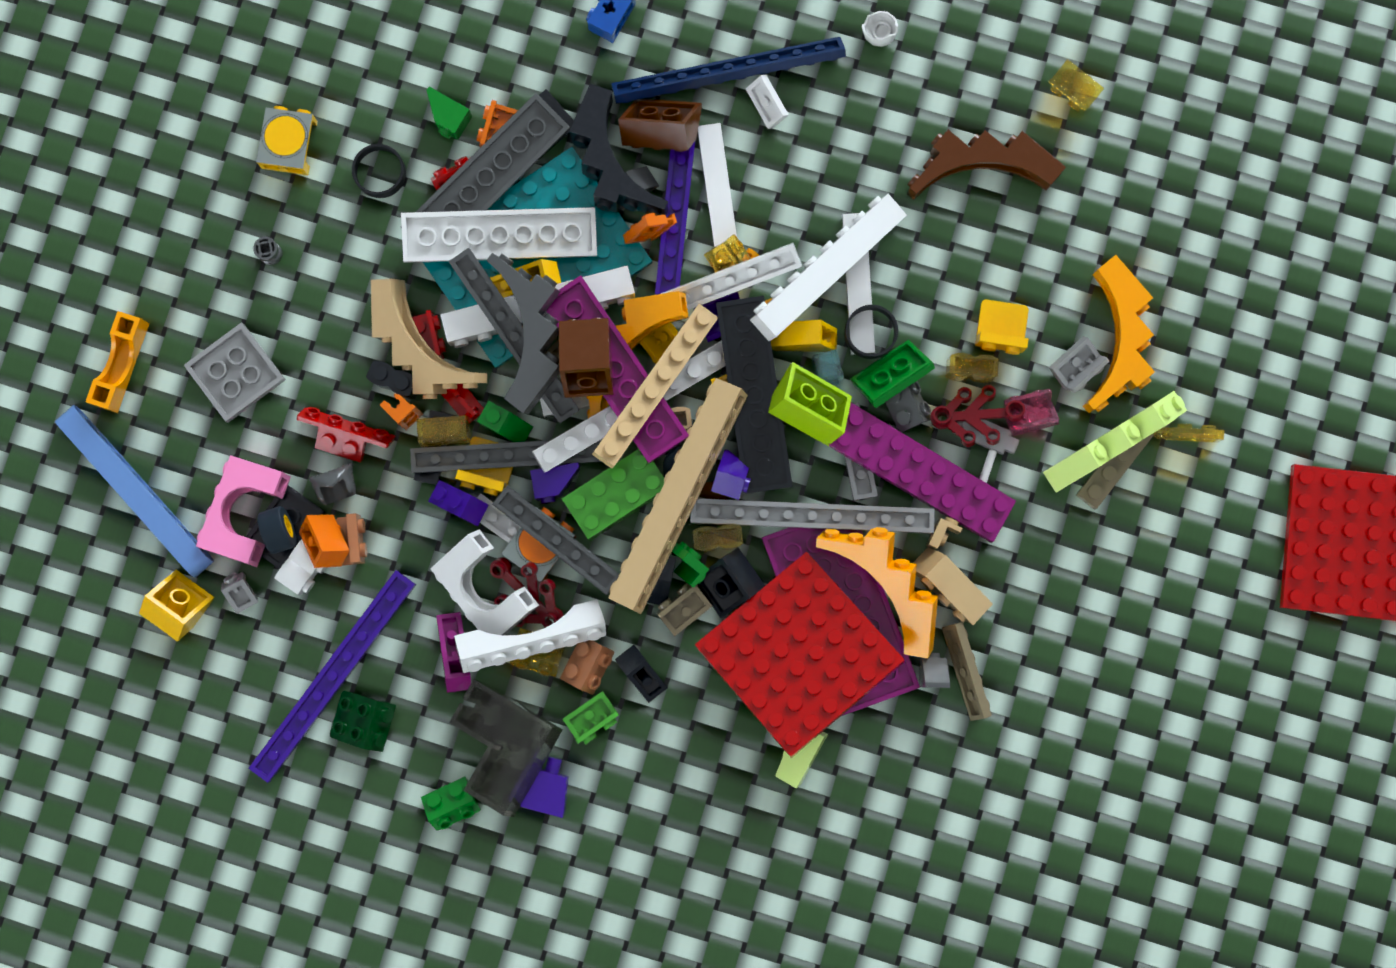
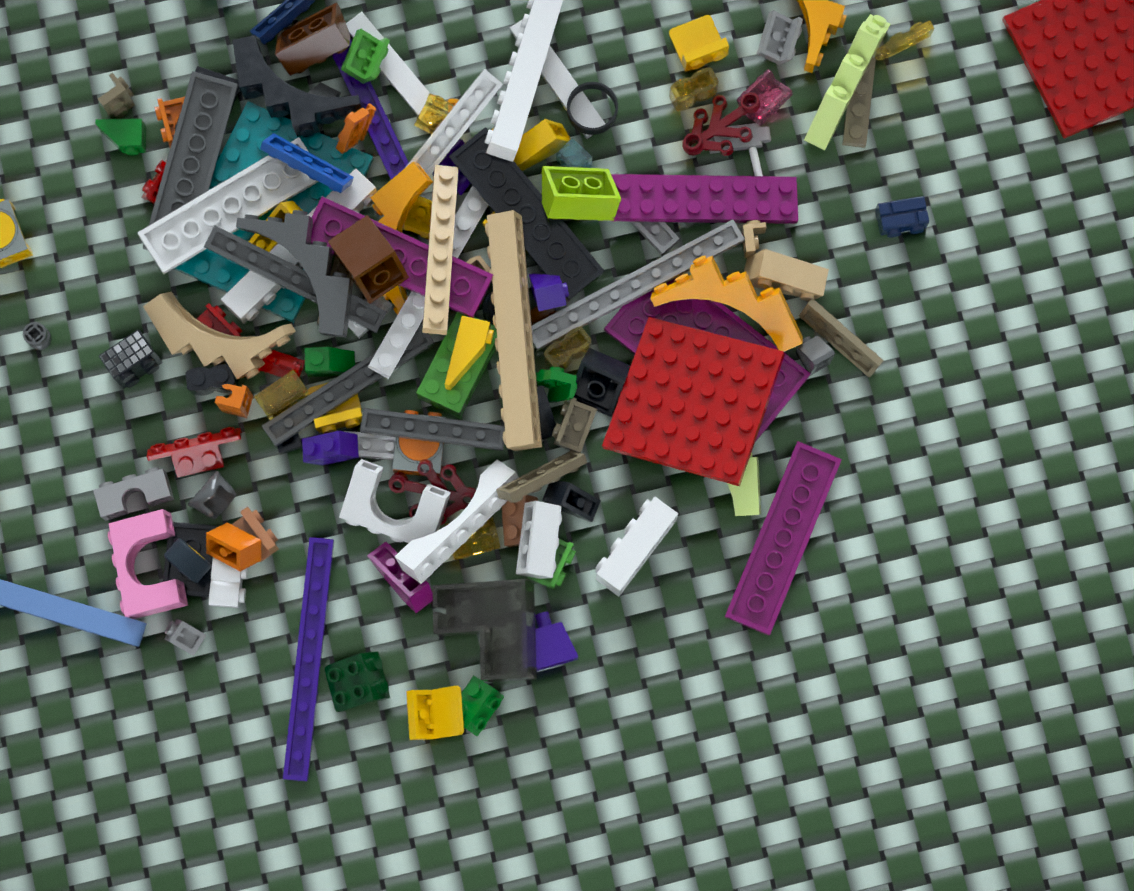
camera: 30 degrees left, 5 degrees down
(175, 605) = (135, 679): yellow slope -> none
(234, 372) = (69, 454): light grey plate -> none
(248, 434) = (113, 497): none -> light grey arch
(333, 321) = (131, 359): none -> brick
(376, 147) = (82, 195): black tyre -> none
(410, 791) = (435, 713): none -> yellow bracket
(458, 80) = (118, 99): none -> dark tan bracket
(553, 482) = (400, 386): dark purple slope -> none
(586, 236) = (307, 163): none -> blue plate
(589, 695) = (539, 540): none -> white brick
(625, 639) = (541, 476): none -> dark tan plate
(630, 486) = (469, 346): none -> yellow slope
(672, 751) = (635, 548): none -> white brick
(697, 167) = (365, 56): none -> bright green bracket
(806, 819) = (783, 538): none -> magenta plate
(892, 373) = (630, 131): green tile -> none
(909, 408) = (657, 150): dark grey bracket -> none
(1089, 593) = (902, 216): none -> dark blue brick

